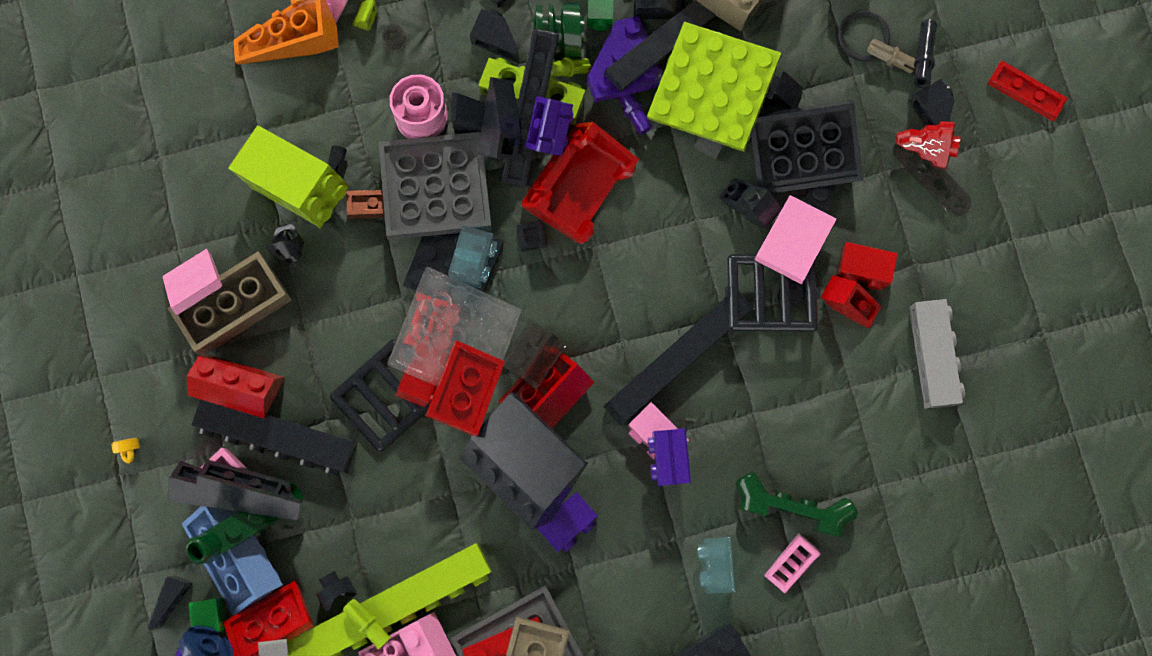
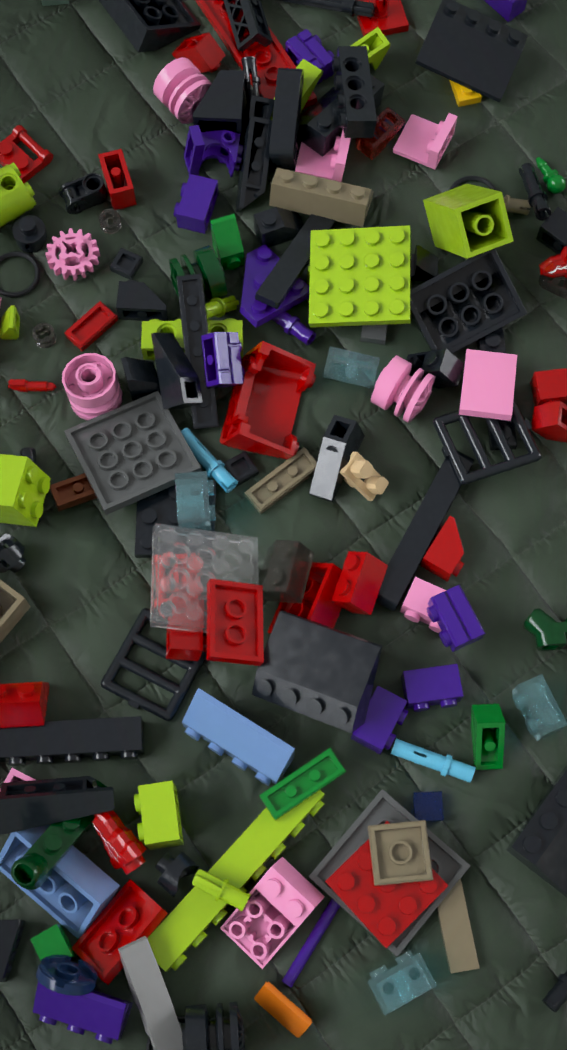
camera: 20 degrees left, 10 degrees down
(294, 548) = (119, 842): none -> red rock
(337, 537) = (160, 815): none -> lime brick
(361, 82) = (24, 385): none -> red piece
(433, 493) = (238, 738): none -> medium blue slope
(442, 42) = (91, 326): none -> red tile
(473, 556) = (302, 784): none -> green tile
(506, 227) = (214, 467): none -> medium azure pin
(566, 261) = (281, 480): none -> dark tan tile
(581, 615) = (428, 806): none -> clear blue tile
(596, 389) = (359, 582): none -> red brick
(602, 576) = (433, 760): none -> medium azure pin
(623, 258) = (338, 443): none -> slope
(627, 509) = (432, 687): none -> dark purple brick
(642, 287) = (361, 468): none -> tan hips
(660, 572) = (487, 736): none -> green slope
(671, 174) = (351, 367): none -> clear light blue window
(690, 387) = (445, 552): none -> red slope
(708, 210) = (399, 387): none -> bright pink wheel
(841, 66) = (468, 220): none -> lime brick
(951, 48) = (554, 181): none -> green bar

